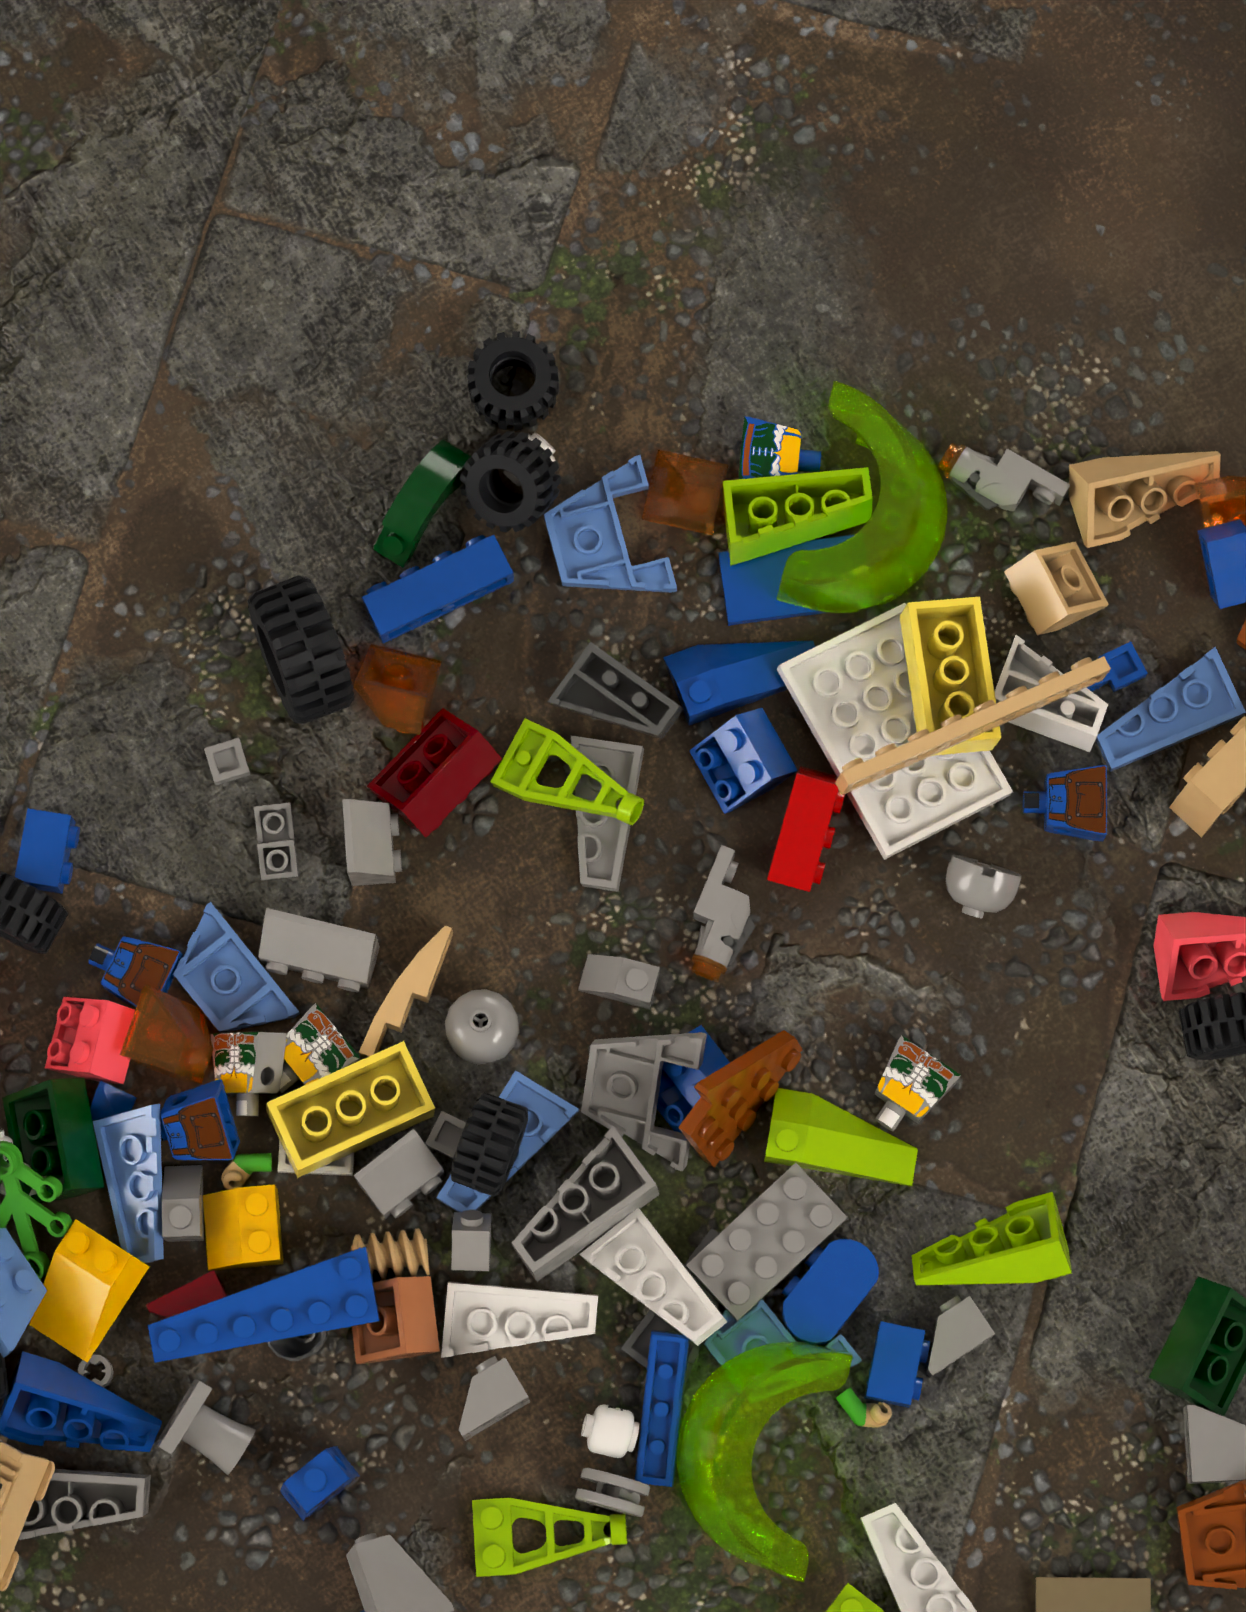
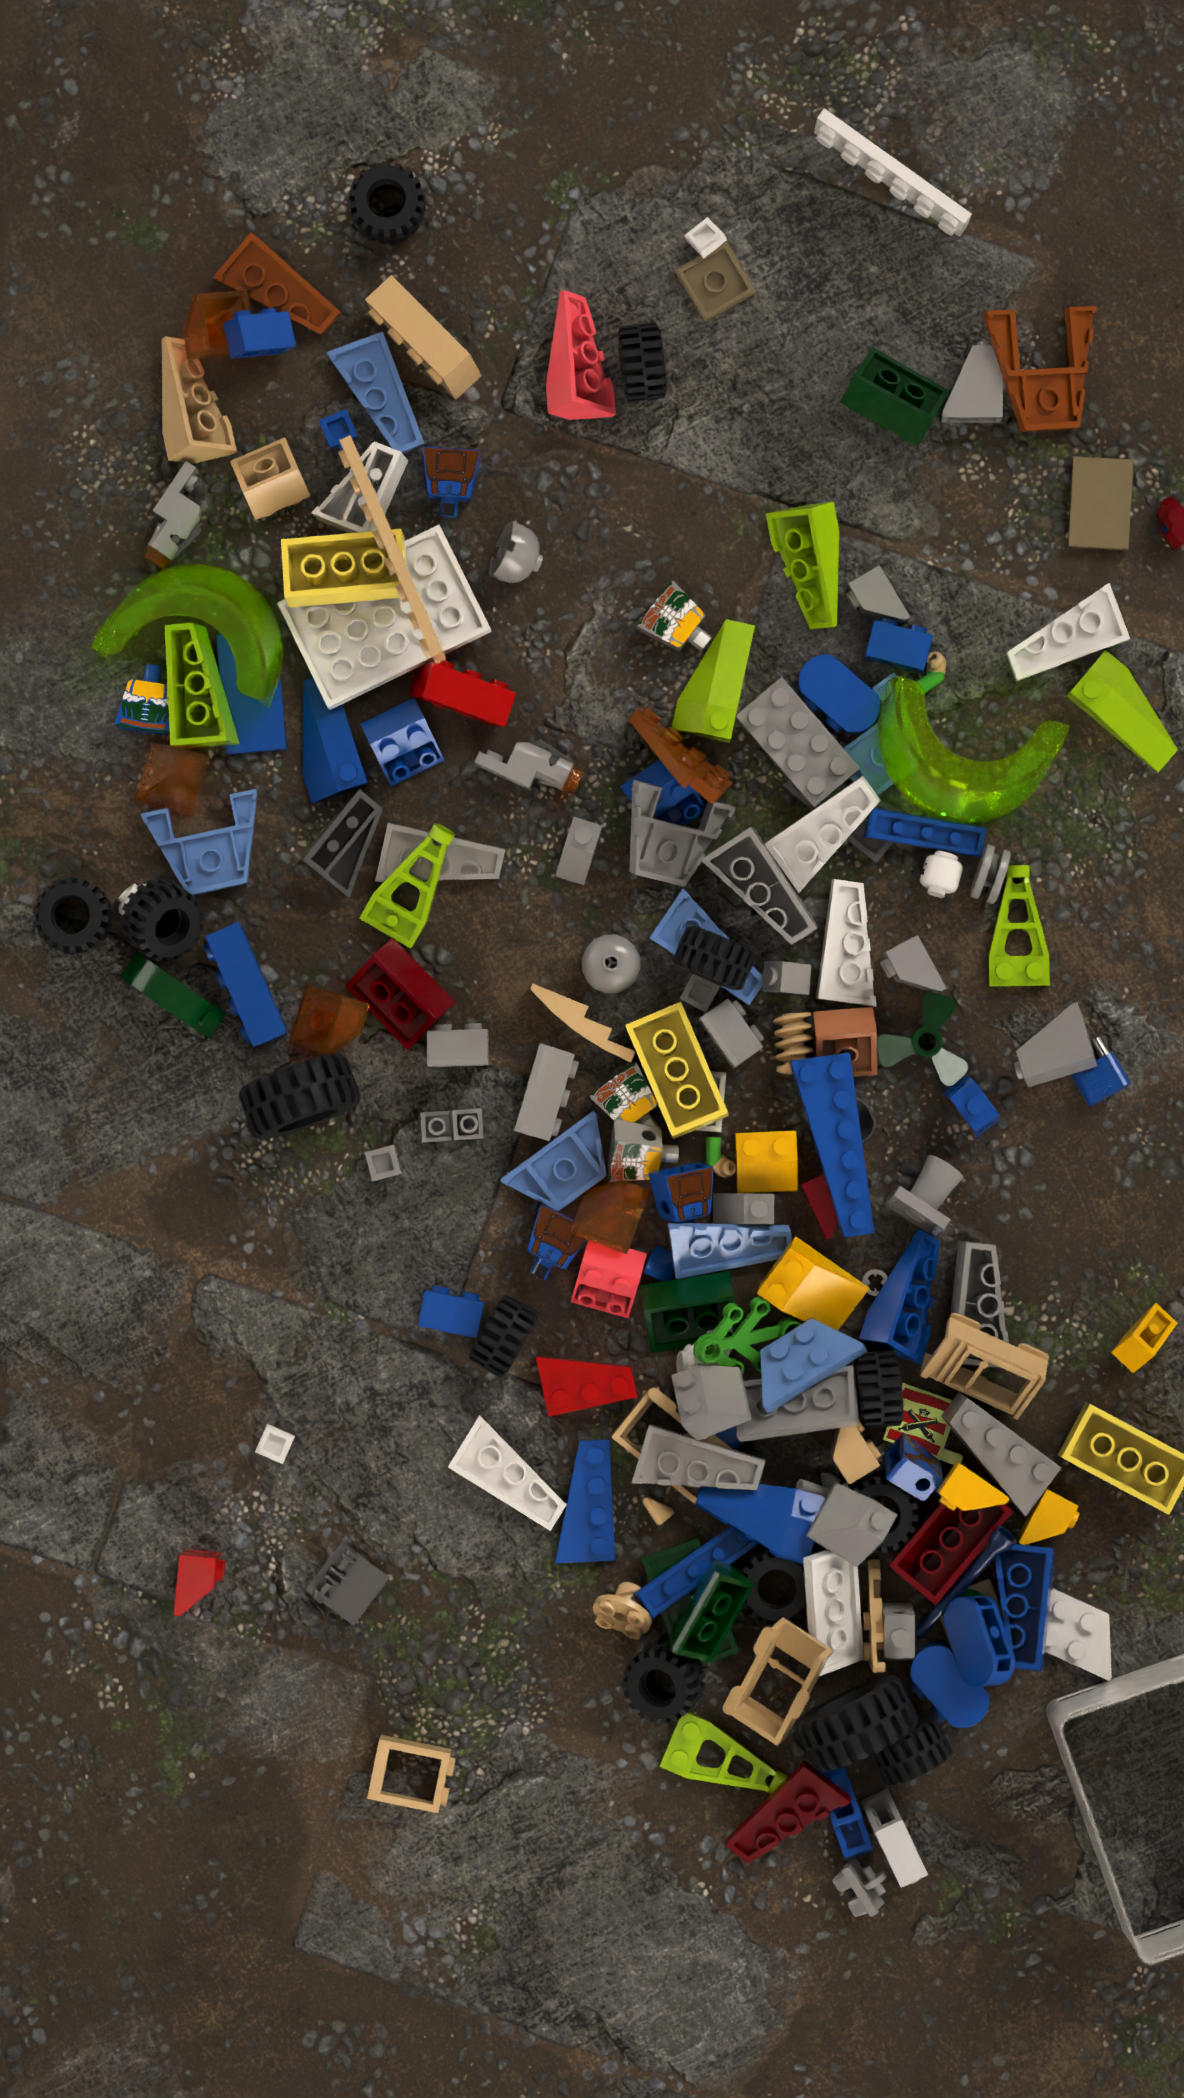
camera: 85 degrees left, 10 degrees up
(370, 1449) = (935, 1012): none -> dark green piece

